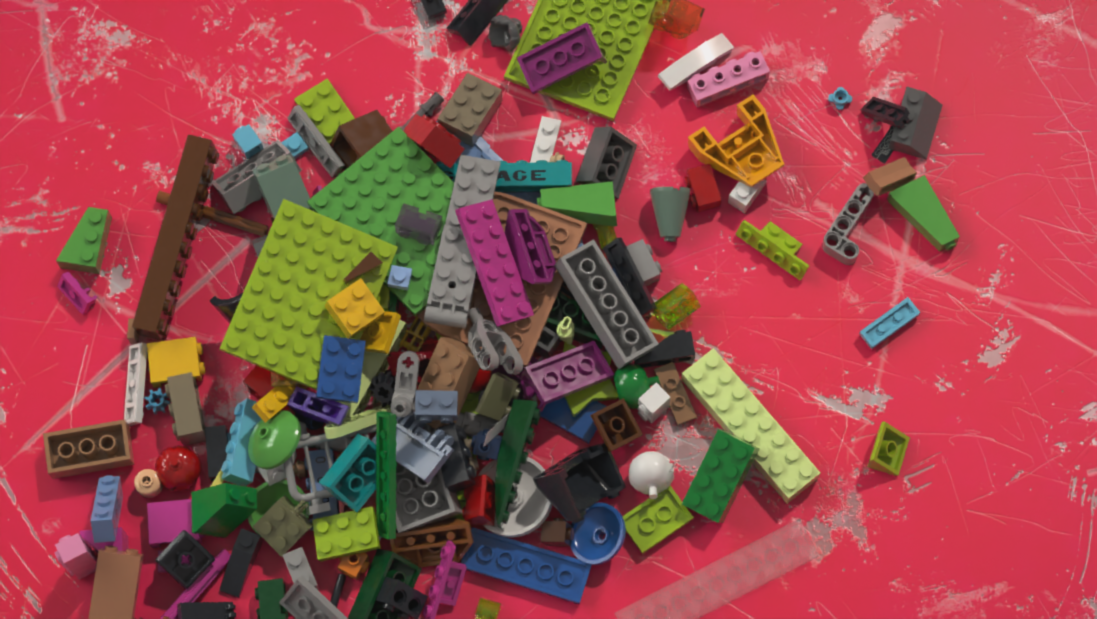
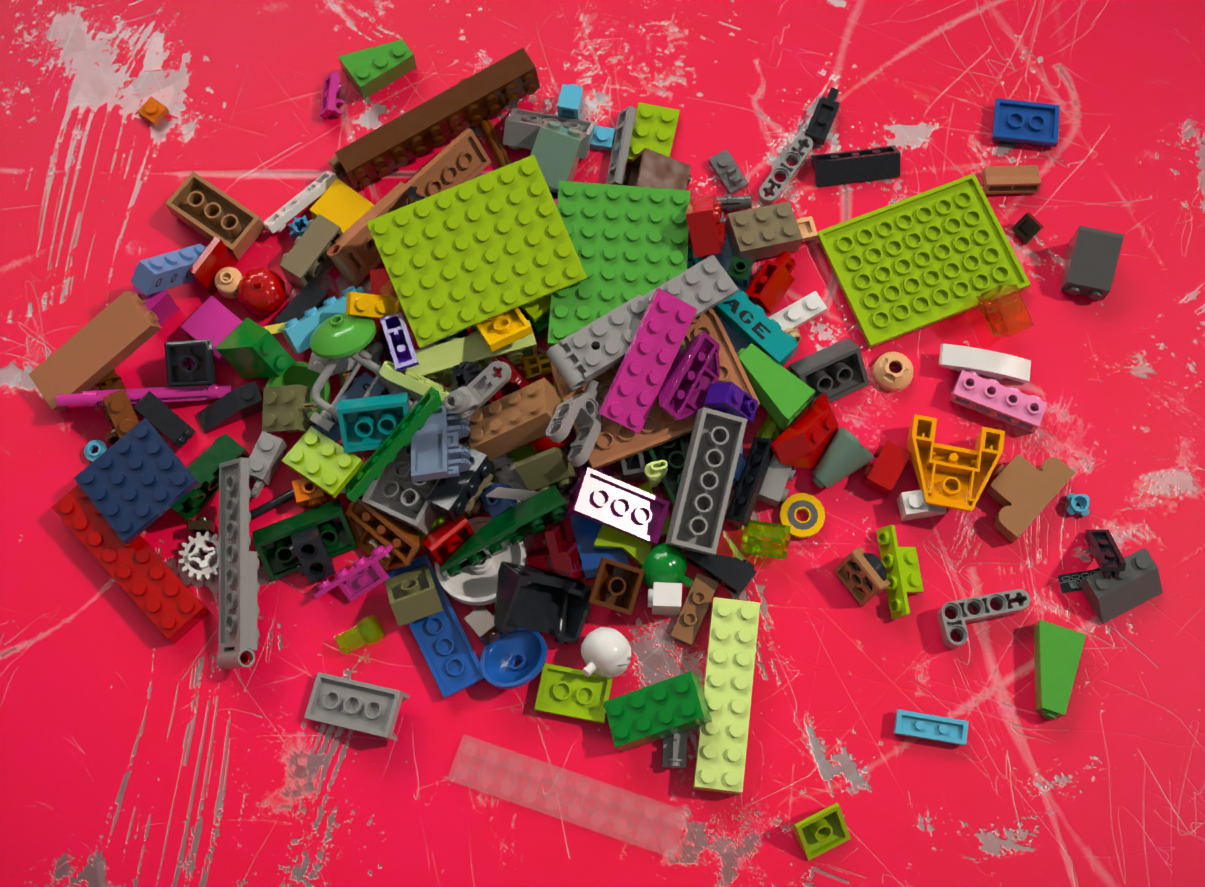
camera: 45 degrees right, 0 degrees up
(76, 556) = (108, 275): bright pink brick -> none
(124, 478) = (210, 262): none -> red tile
(214, 367) = (457, 163): none -> nougat hinge
(340, 369) = (442, 328): blue plate -> none
(354, 308) = (499, 290): yellow brick -> none
(368, 264) = (543, 266): reddish brown piece -> none
(400, 277) = (564, 303): light blue plate -> none
(403, 90) = (728, 172): none -> flat silver plate
(418, 225) = (622, 281): brick -> none
(436, 406) = (484, 428): sand blue bracket -> none
(439, 53) = (783, 168): none -> light grey beam
(486, 153) = (738, 276): none -> dark green plate
(494, 558) = (413, 595): none -> olive slope
(495, 79) = (807, 228): none -> light nougat plate
(505, 32) = (853, 199): dark grey hair -> none
(510, 137) = (772, 282): none -> red brick
(558, 445) = (557, 554): none -> dark red piece
(560, 58) = (875, 257): magenta plate -> none
(568, 238) = (731, 400): none -> dark purple slope
(635, 214) = (807, 436): none -> red wedge
(640, 130) = (892, 381): none -> light nougat piece
(685, 259) = (806, 503): none -> yellow tile
(753, 491) = (675, 750): none -> light grey hinge
(757, 270) = (863, 575): none -> medium nougat piece
(802, 121) = (1025, 492): none -> medium nougat brick
(890, 176) = (1054, 607): nougat piece -> none

